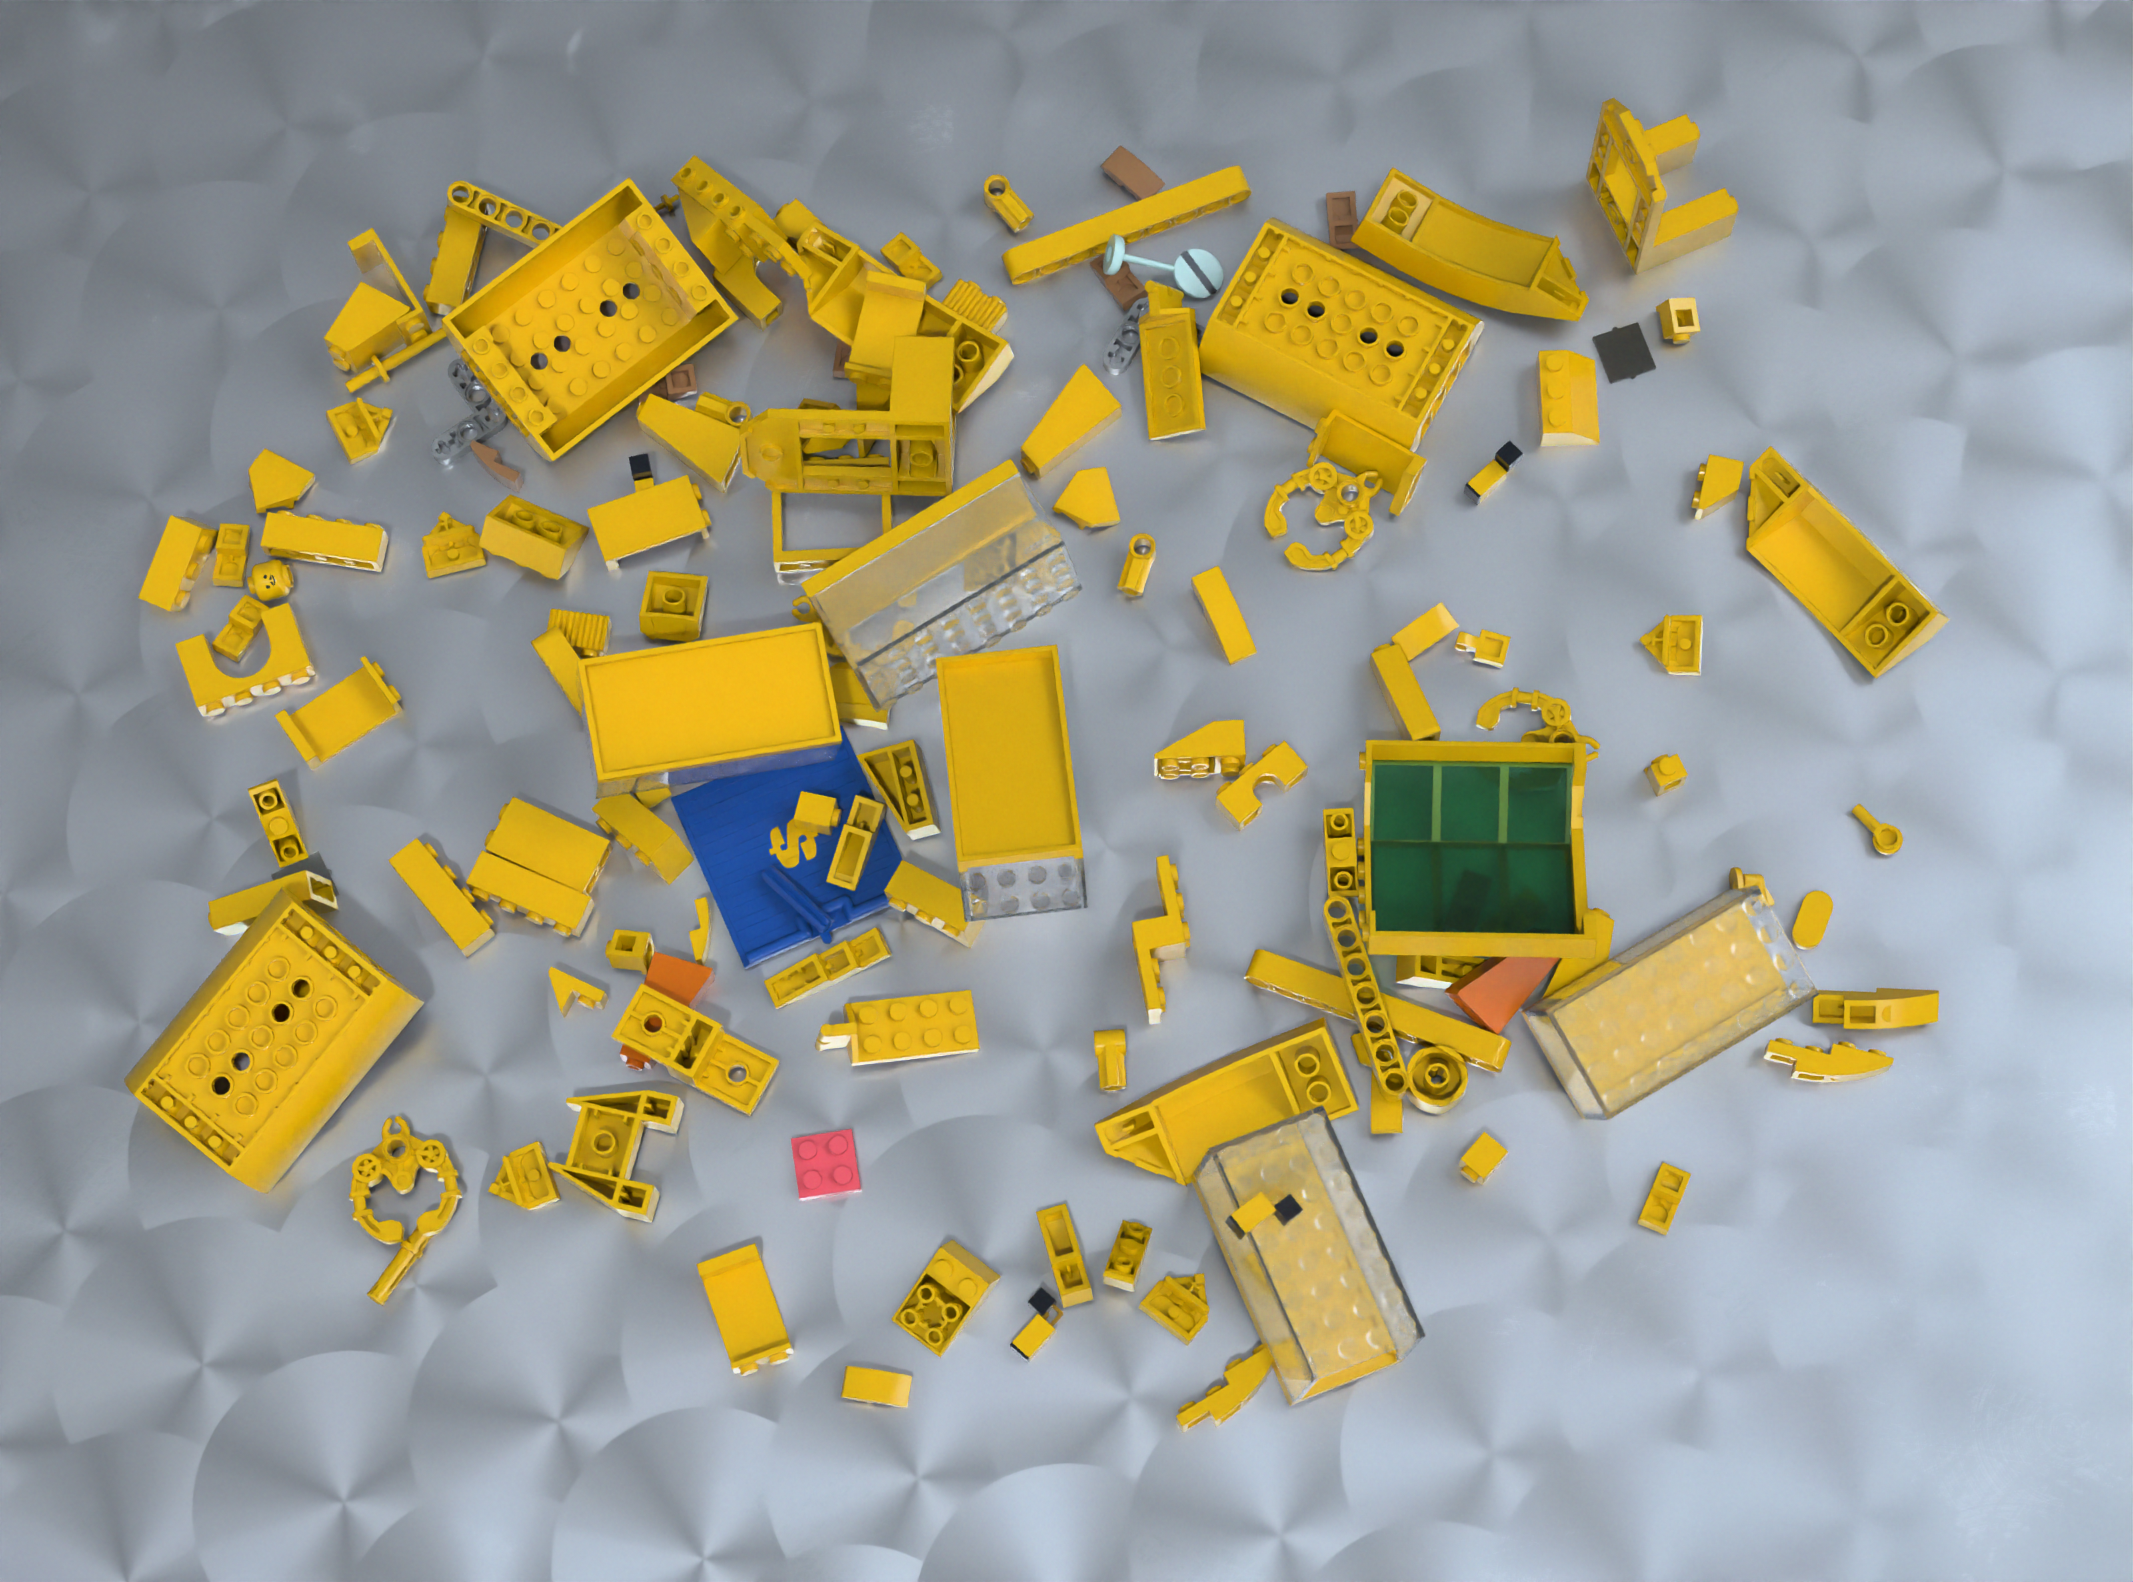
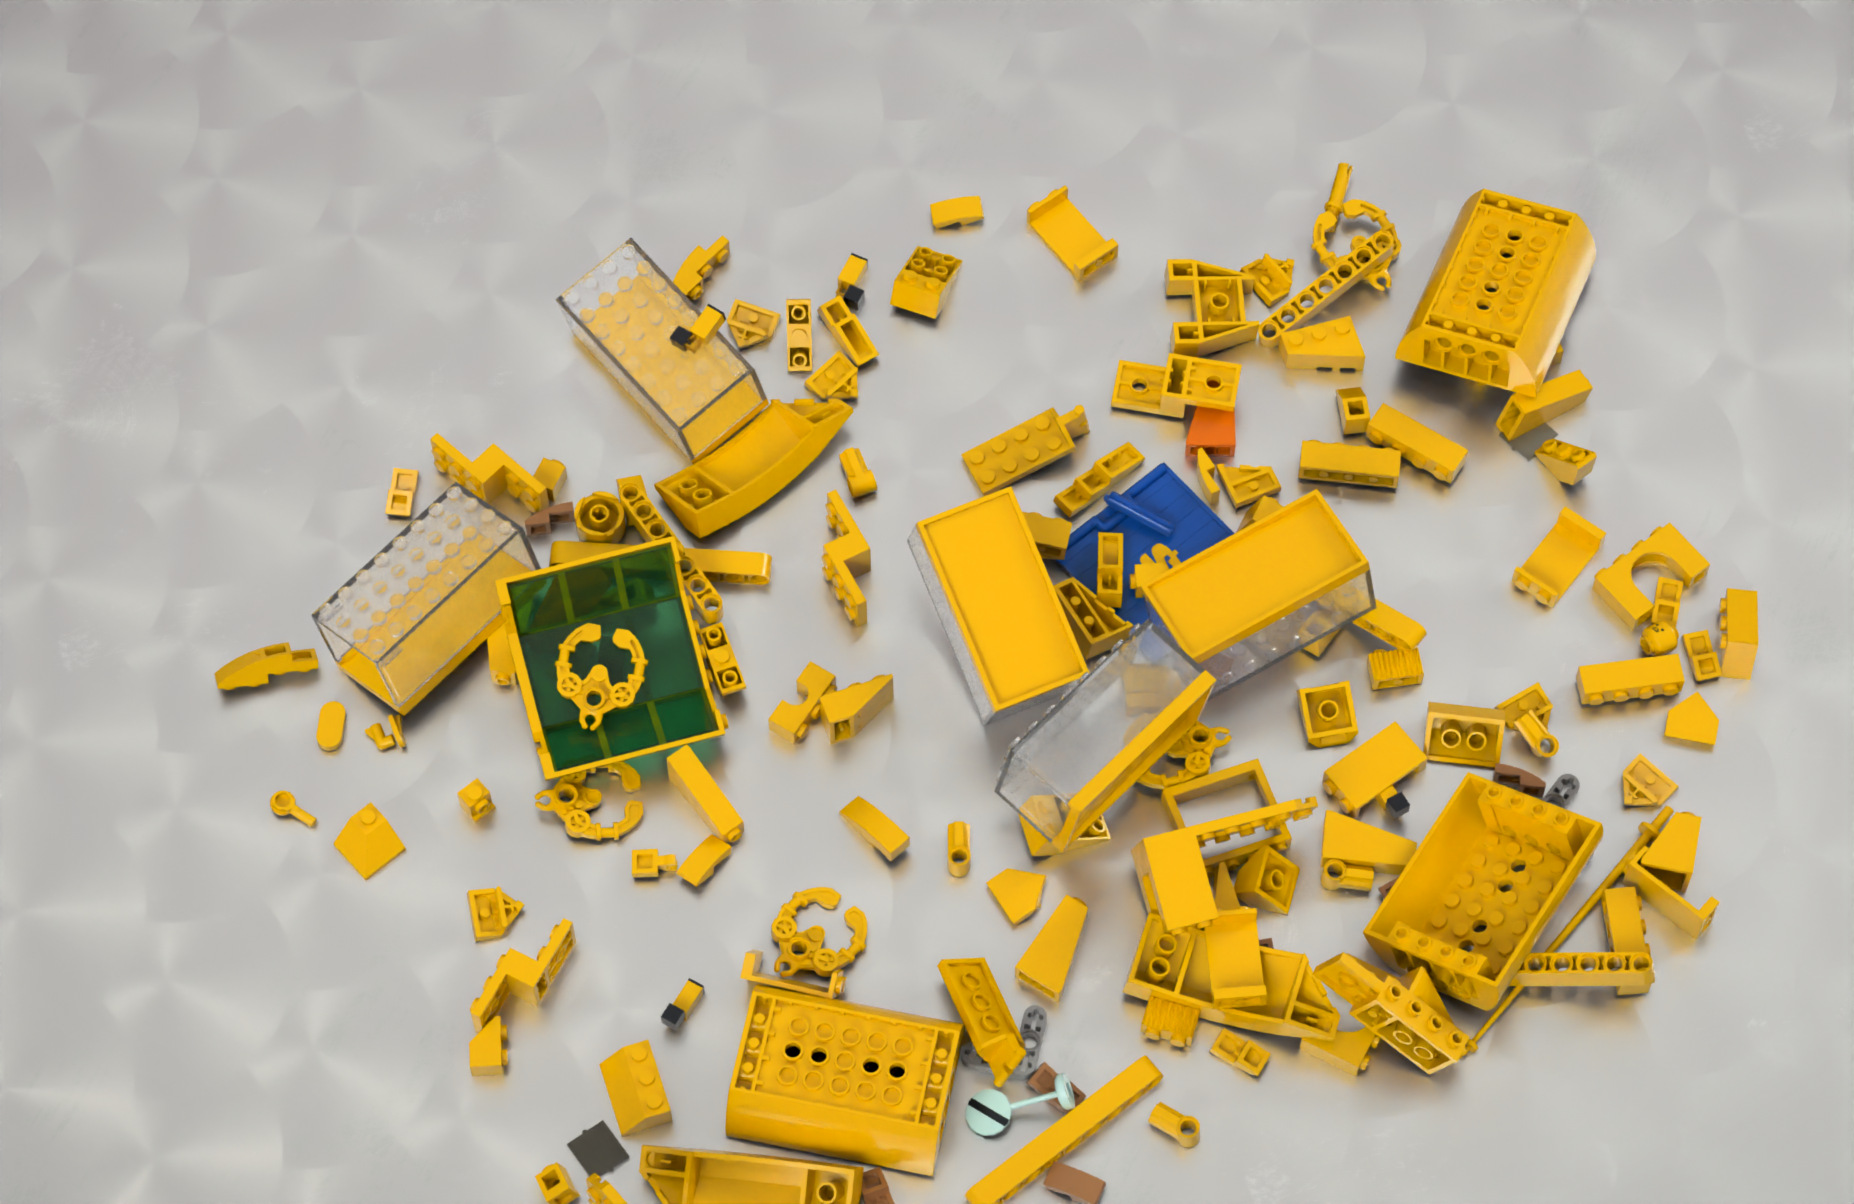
camera: 160 degrees right, 10 degrees down
(455, 503) = (1534, 733): none -> yellow piece
(459, 1133) = (1329, 278): none -> yellow beam
(497, 966) = (1353, 410): none -> yellow slope
(499, 1059) = (1323, 345): none -> yellow wedge
(548, 846) = (1358, 498): yellow panel -> none
(569, 987) = (1293, 410): yellow slope -> none
(630, 950) = (1263, 441): yellow brick -> none
(655, 911) = (1248, 482): none -> yellow wing
(825, 1164) = (1049, 347): coral plate -> none
(1098, 1197) = (834, 379): none -> yellow slope
(1494, 855) = (597, 682): none -> yellow piece
(1504, 1103) = (541, 521): none -> medium nougat slope
(1556, 1173) = (489, 474): none -> yellow bracket
(1662, 545) = (523, 975): none -> yellow bracket
(1797, 763) = (368, 841): none -> yellow slope
(1835, 568) = (368, 1005): yellow slope -> none
(1840, 1064) = (283, 620): yellow slope -> none

